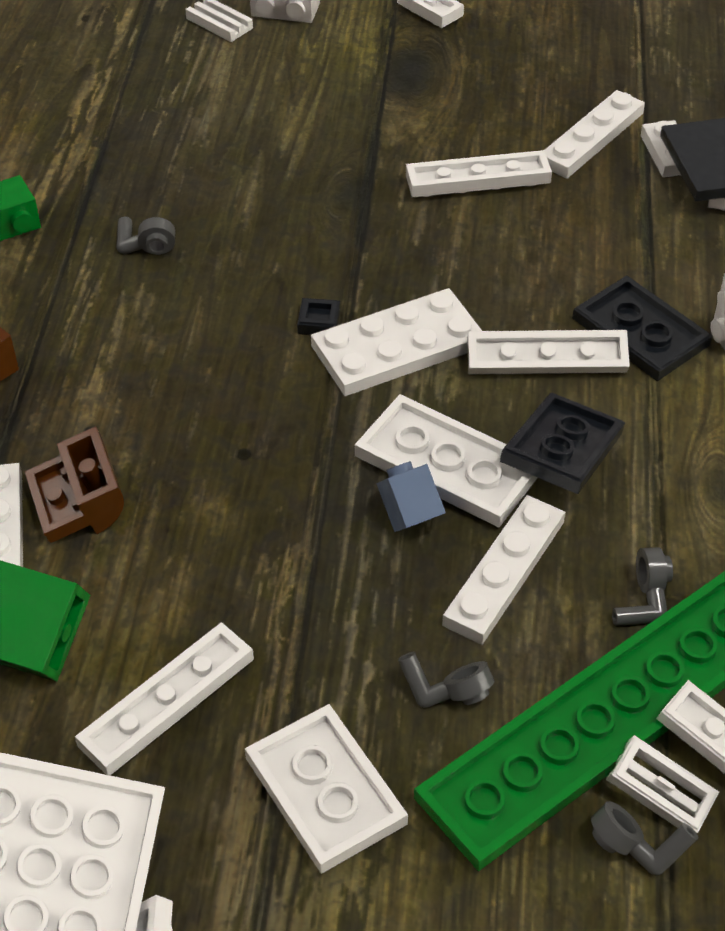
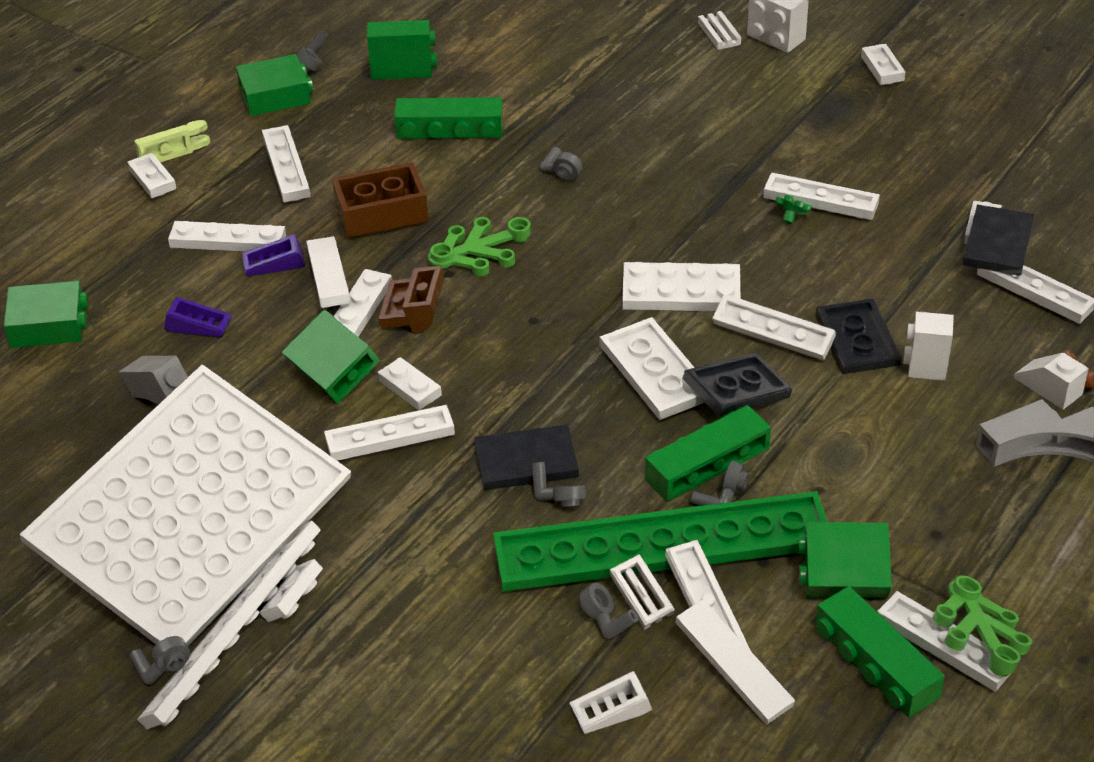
camera: 30 degrees right, 5 degrees down
(74, 409) = (447, 254): none -> bright green plant
(142, 610) = (409, 383): none -> white plate
(317, 315) = (640, 252): black tile -> none
(326, 788) = (445, 513): white plate -> none
(358, 655) = (509, 456): none -> black tile
(410, 495) = (609, 377): sand blue brick -> none
(458, 198) = (792, 208): none -> green plant
(503, 569) = (635, 446): white plate -> none
(593, 133) = (933, 195): white plate -> none
(594, 550) = (707, 453): none -> green brick

